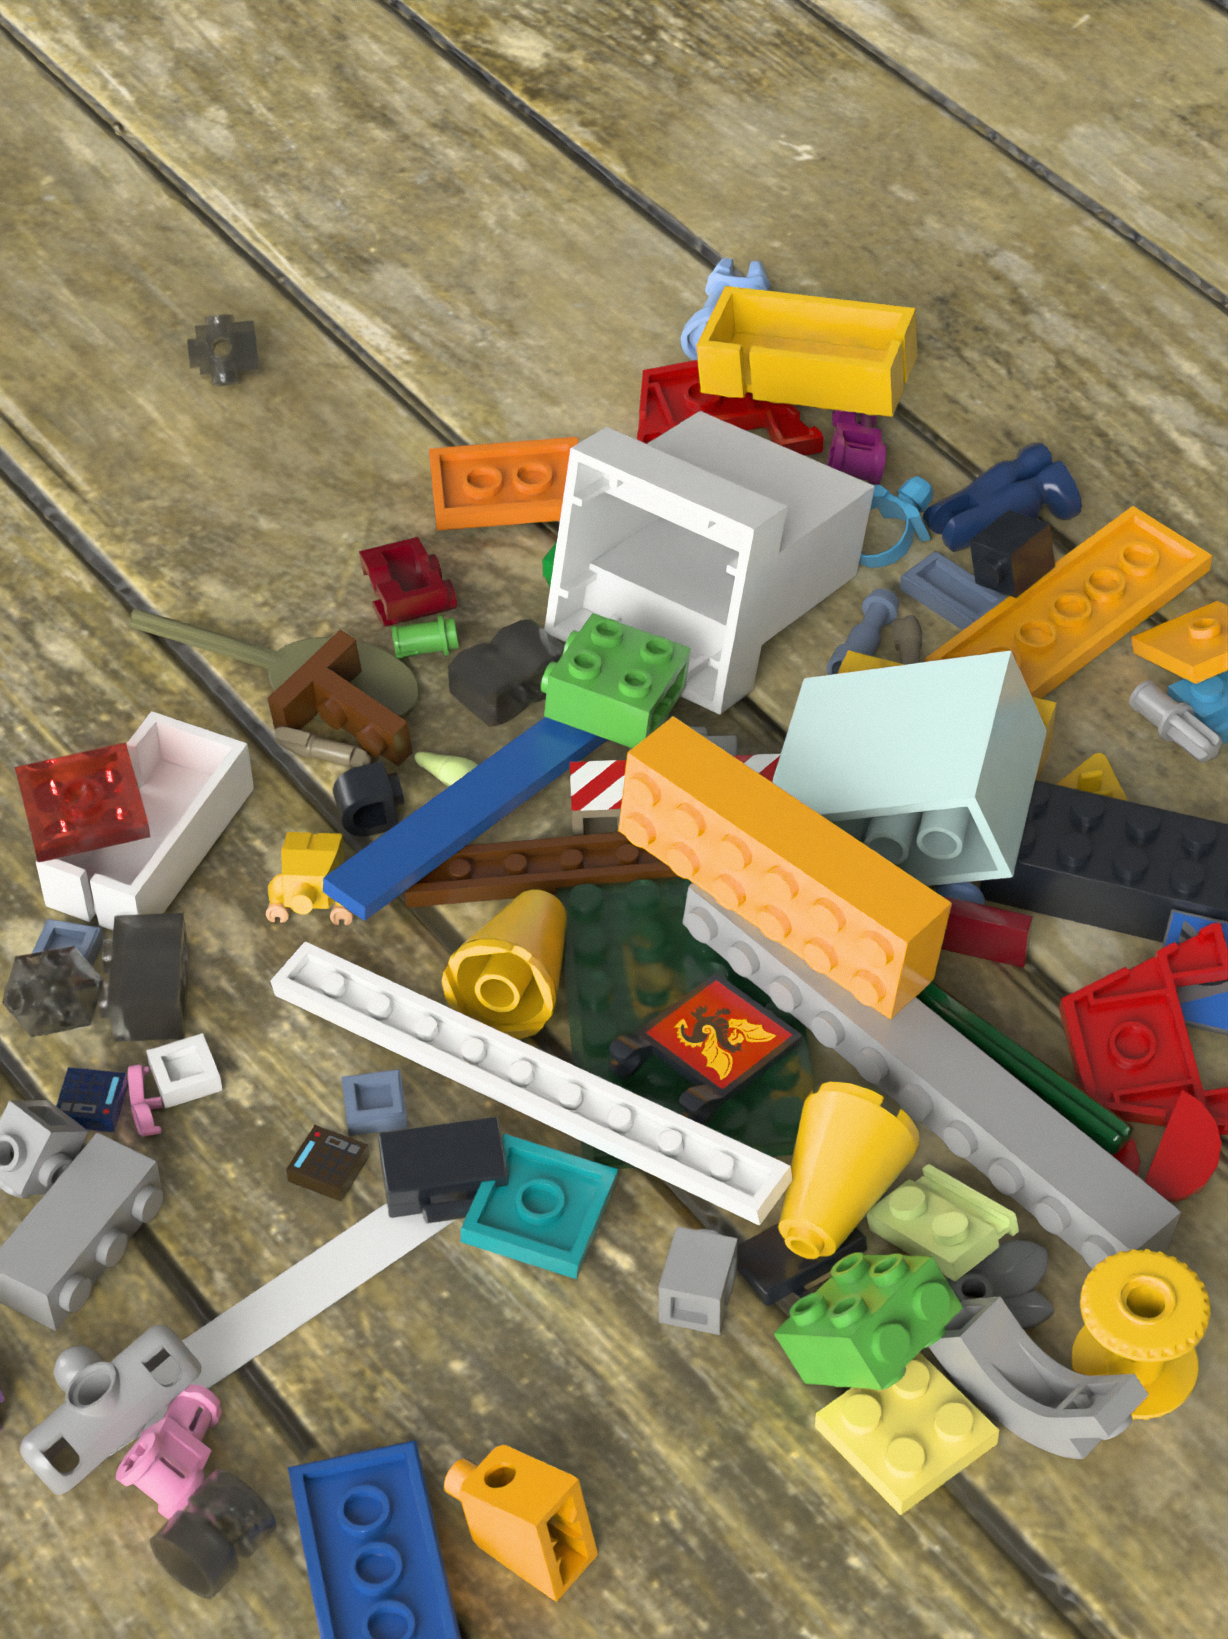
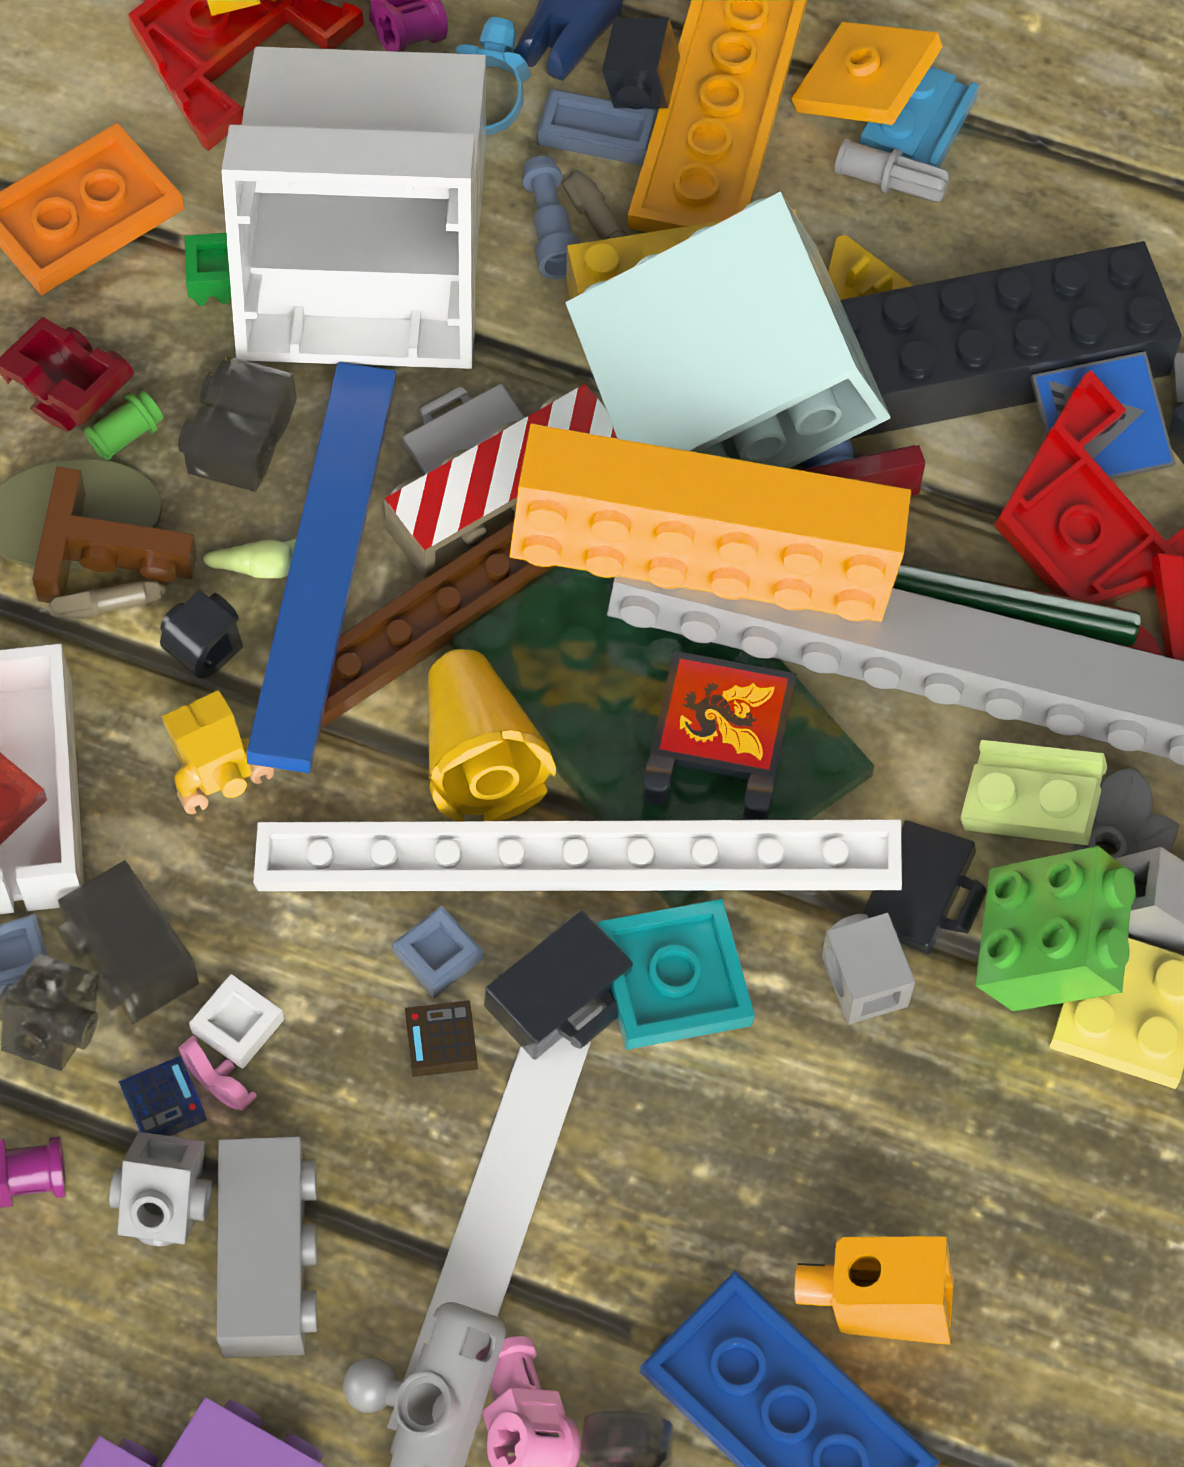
camera: 35 degrees left, 15 degrees up
(615, 681) = (371, 389): bright green brick -> none
(841, 1165) = (925, 776): yellow cone -> none

